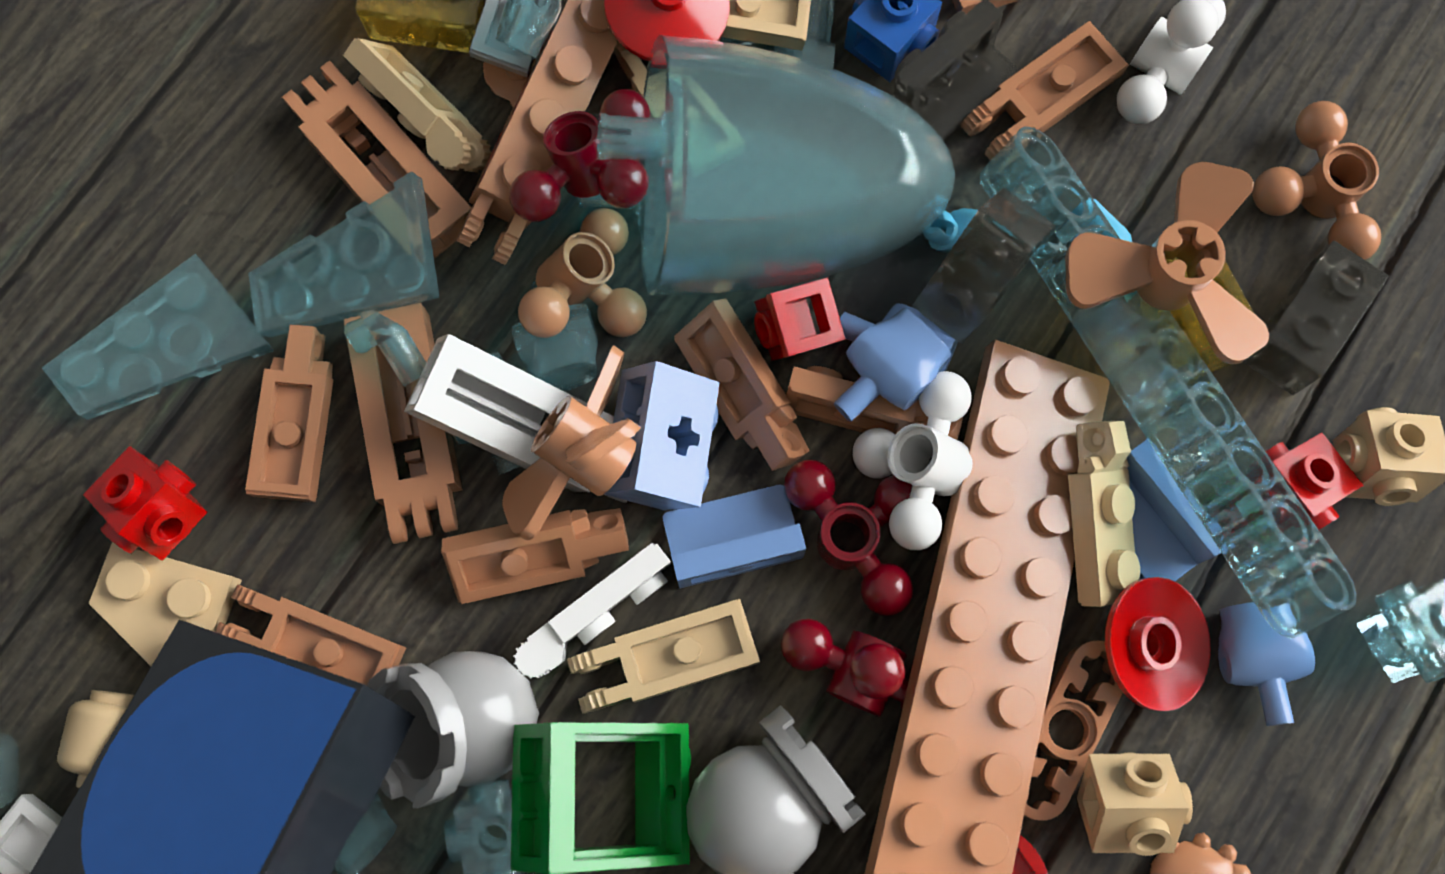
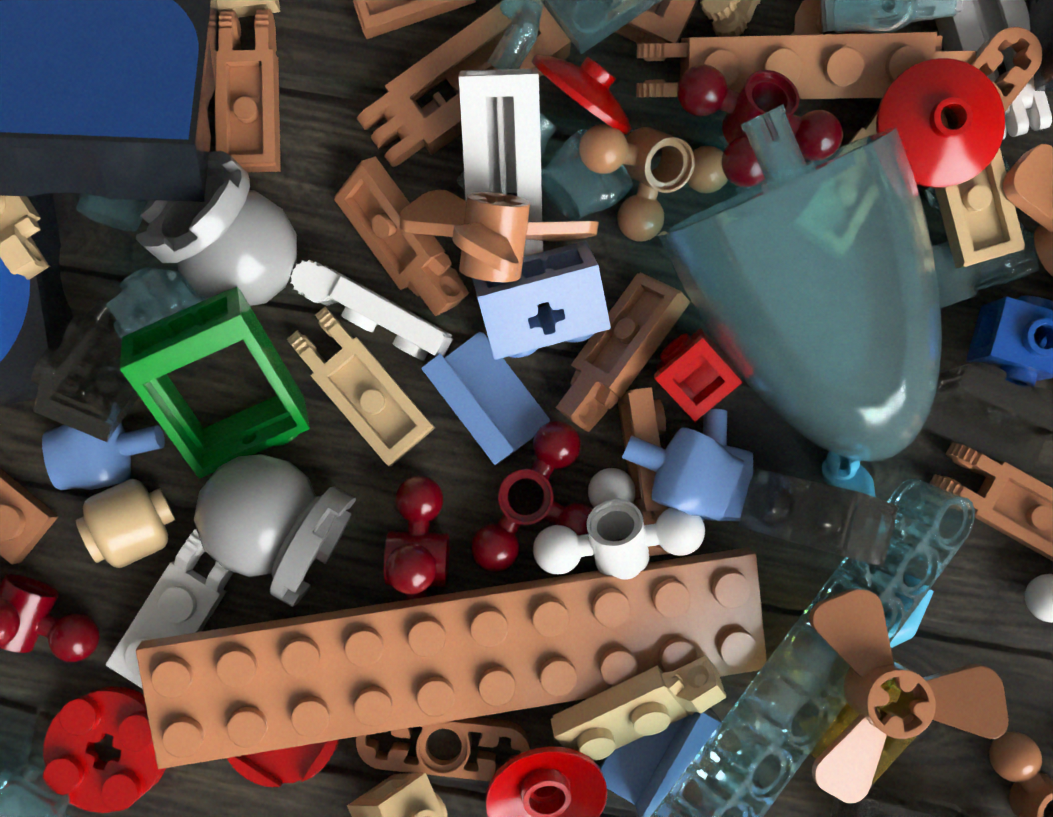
camera: 70 degrees right, 10 degrees up
(473, 300) = (587, 86): none -> red dish

